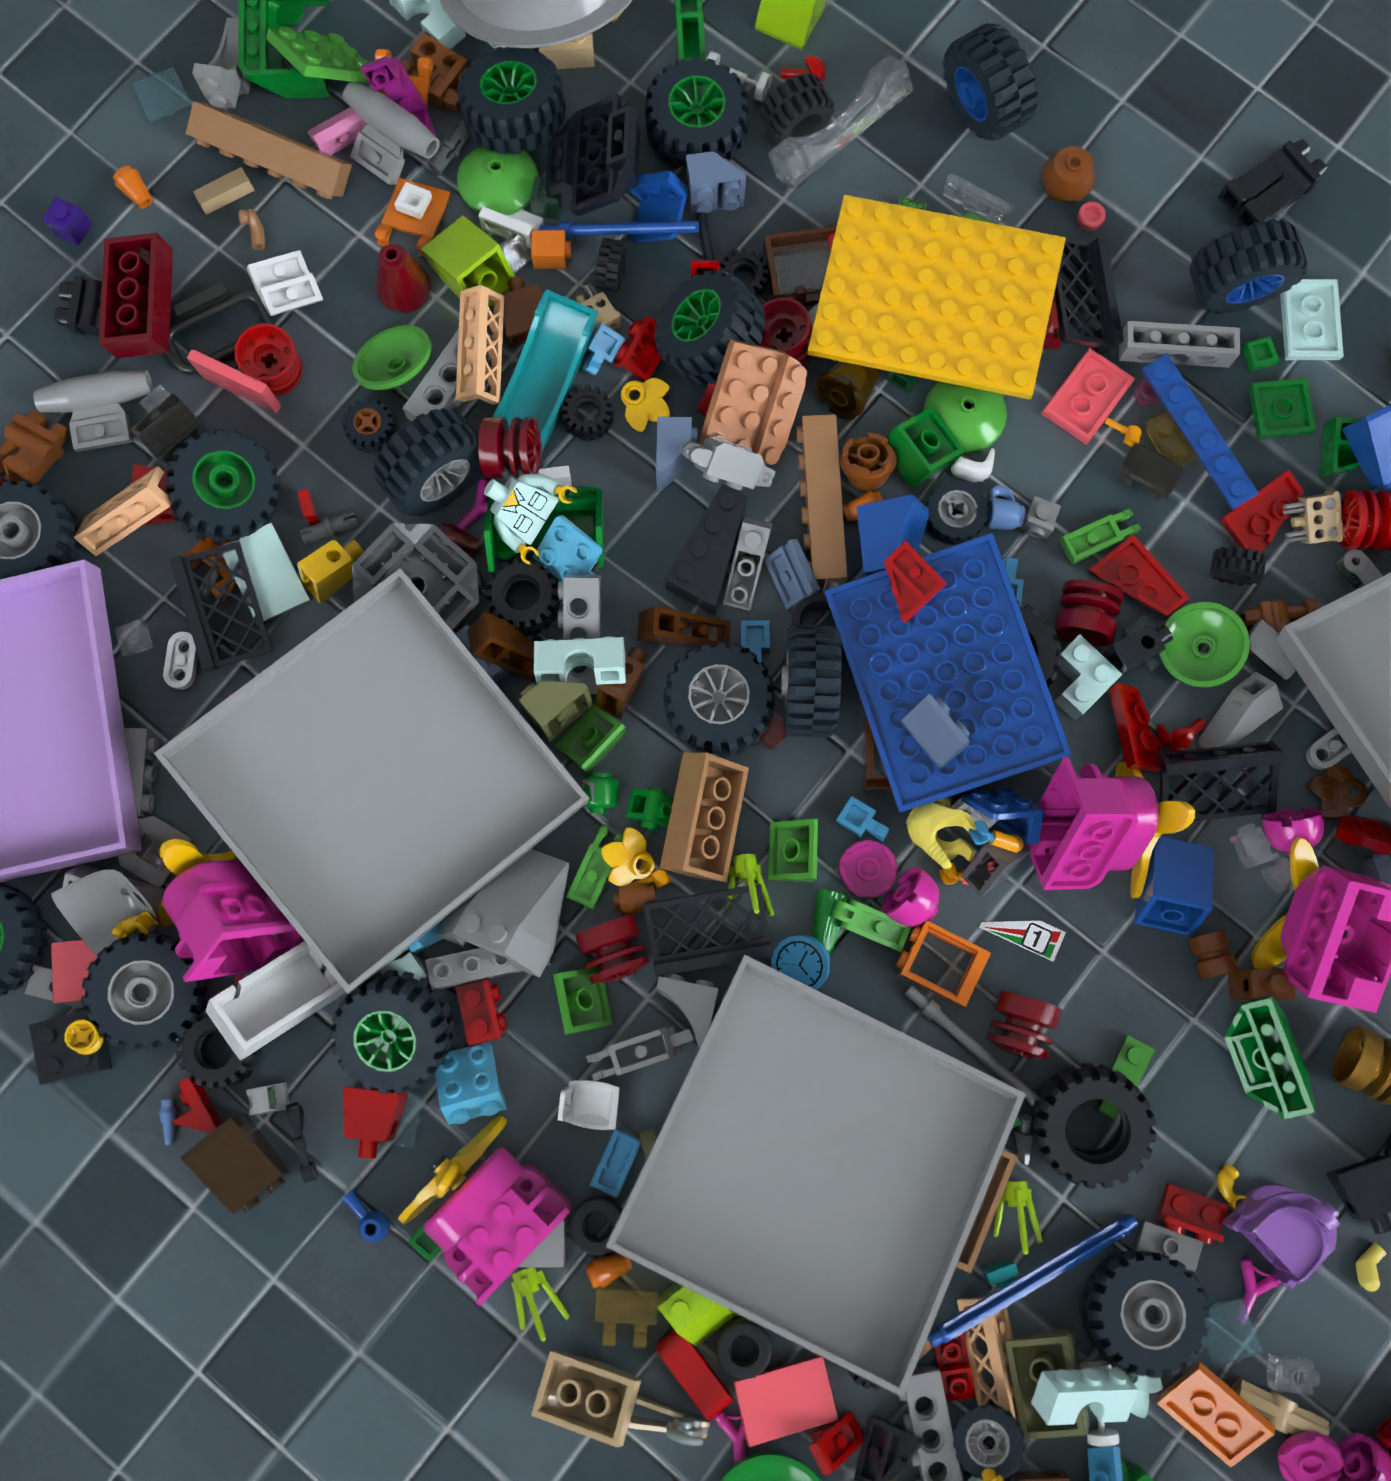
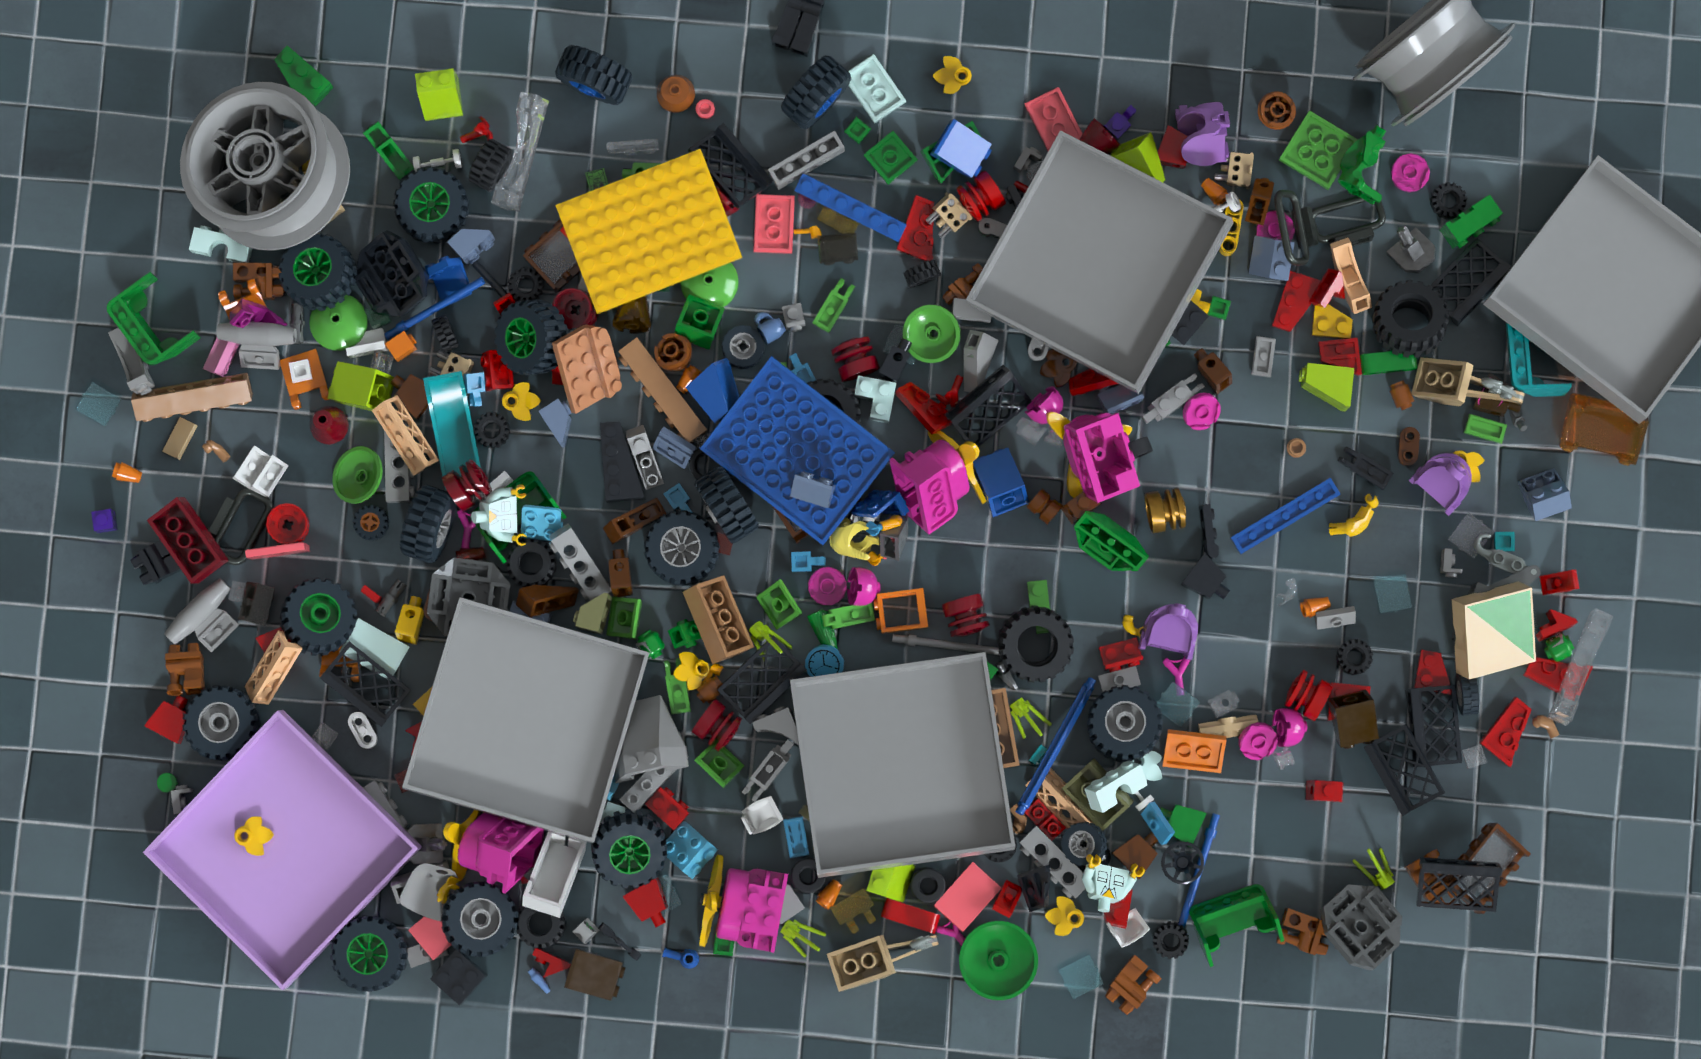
camera: 30 degrees left, 5 degrees up
(79, 1033) = (467, 959): yellow wheel -> none
(319, 54) = (188, 321): bright green plate -> none
(557, 657) = (577, 587): light aqua arch -> none
(728, 462) = (596, 409): light grey hinge -> none
(912, 580) = (744, 412): red wing -> none
(972, 470) = (738, 315): white hair -> none
(1031, 935) = (942, 561): sticker -> none
(1141, 577) = (872, 315): red wing -> none
(1367, 1269) = (1230, 621): light yellow arm -> none

